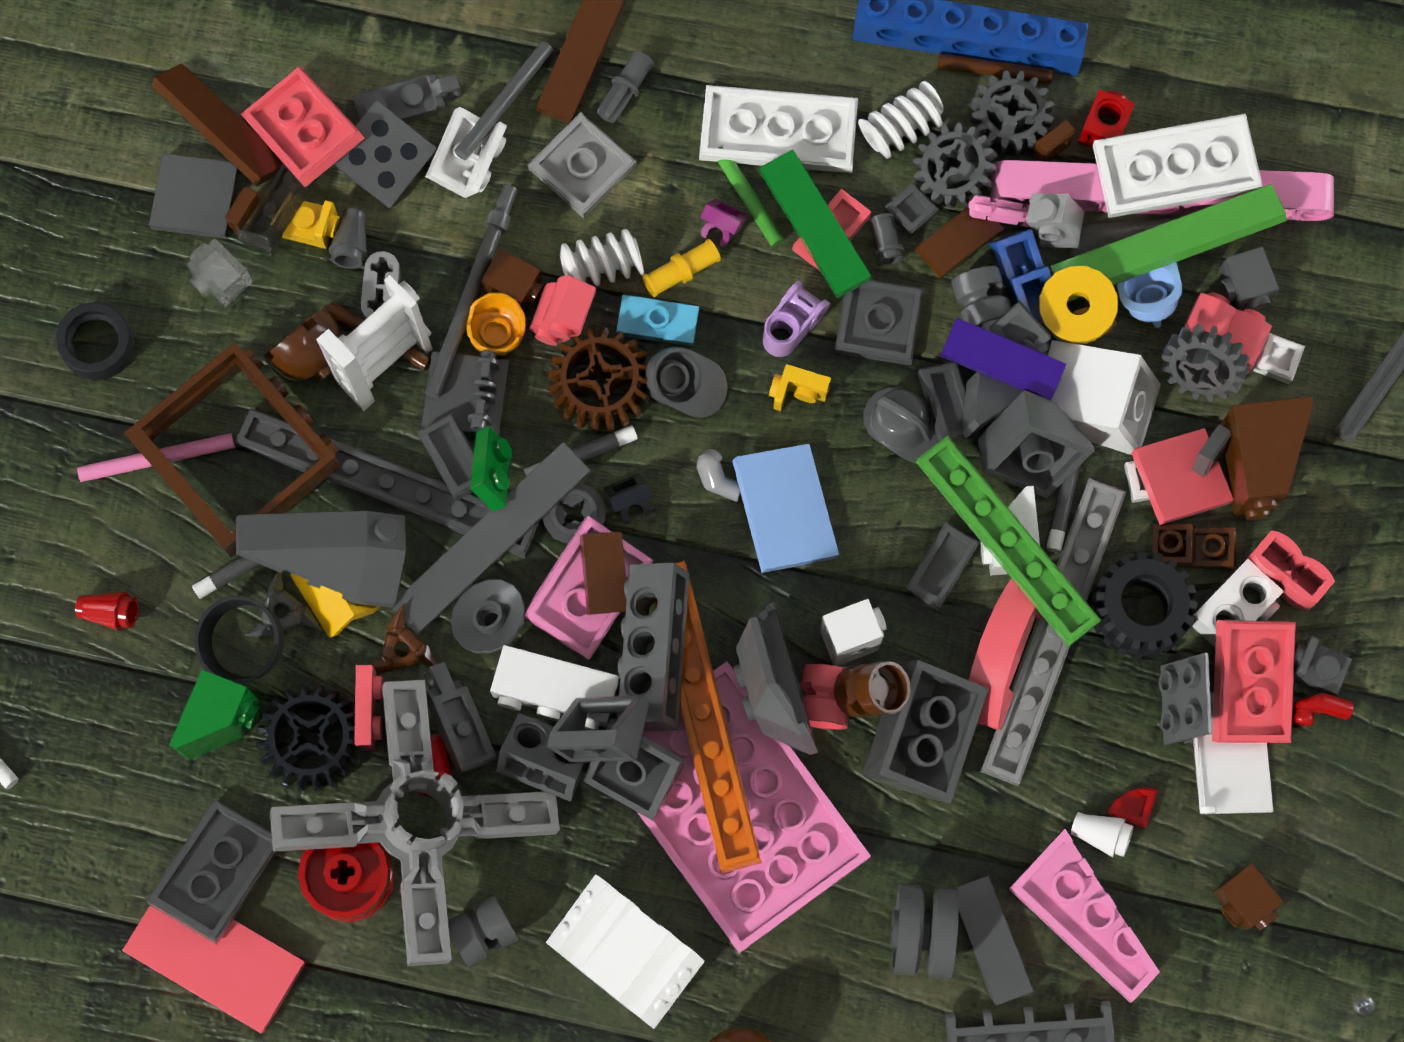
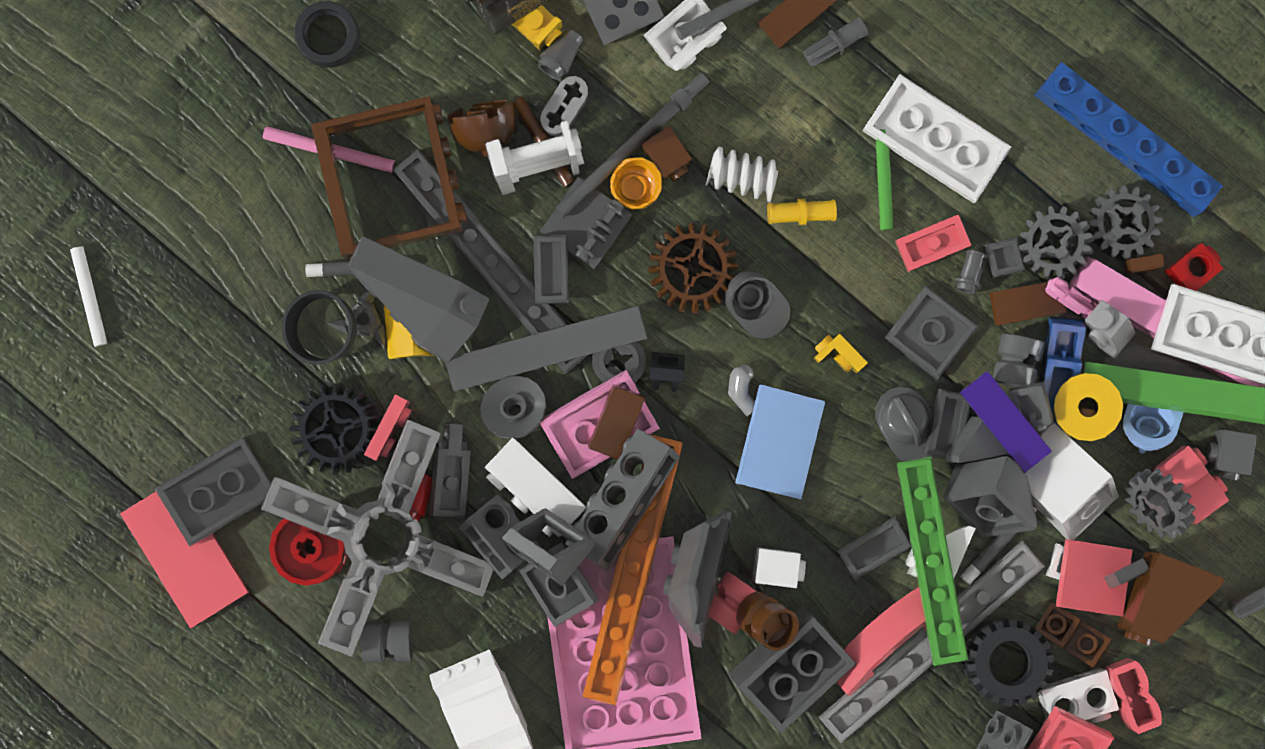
camera: 30 degrees right, 10 degrees up
(108, 609) = (234, 250): red cone -> none
(214, 716) = (273, 376): green slope -> none
(218, 272) = (446, 28): clear brick -> none
(398, 633) = (439, 384): reddish brown piece -> none
(491, 468) = (573, 296): green plate -> none
(562, 310) = (691, 201): coral brick -> none
(582, 165) = (769, 87): light grey tile -> none
(600, 445) = (659, 317): dark grey bar -> none
(658, 320) = (762, 243): medium azure plate -> none
(725, 218) = (855, 189): magenta tile -> none
(798, 315) = (870, 294): lavender piece -> none
(815, 223) = (922, 233): green tile -> none
(903, 119) = (1036, 184): white piece -> none
(992, 67) = (1131, 177): reddish brown bar -> none
(1279, 358) = (1221, 526): white tile -> none

